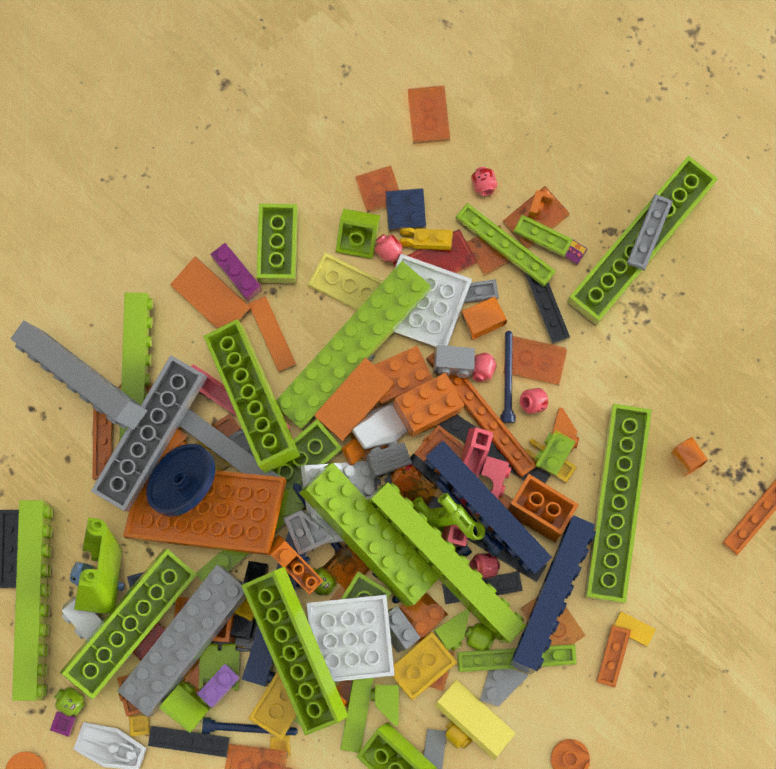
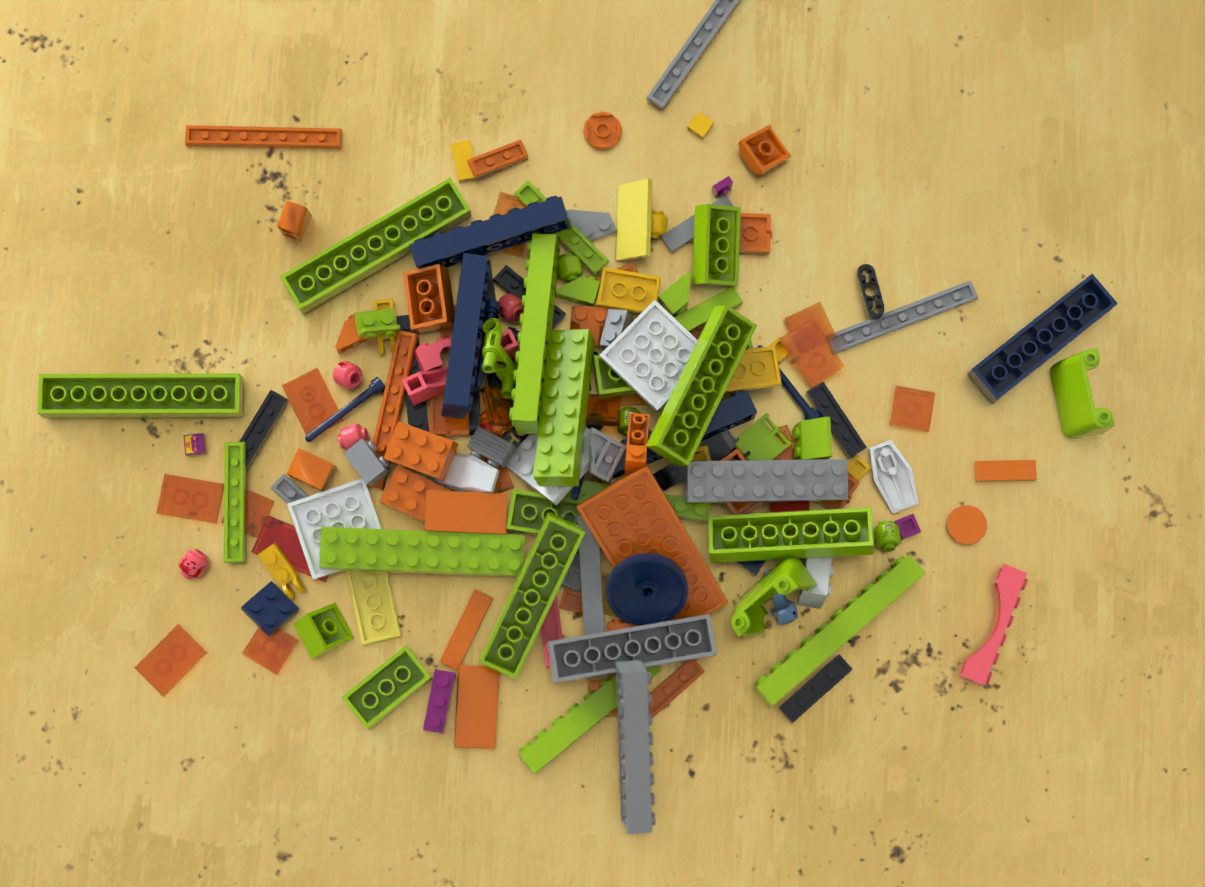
camera: 135 degrees left, 0 degrees up
(219, 685) = (776, 426): medium lavender brick -> none
(353, 451) = (508, 479): orange tile -> none
(388, 247) = (315, 594): coral head -> none
(537, 205) = (180, 503): orange bracket -> none
(543, 235) = (202, 478): lime tile -> none
(649, 232) = (131, 391): light grey tile -> none

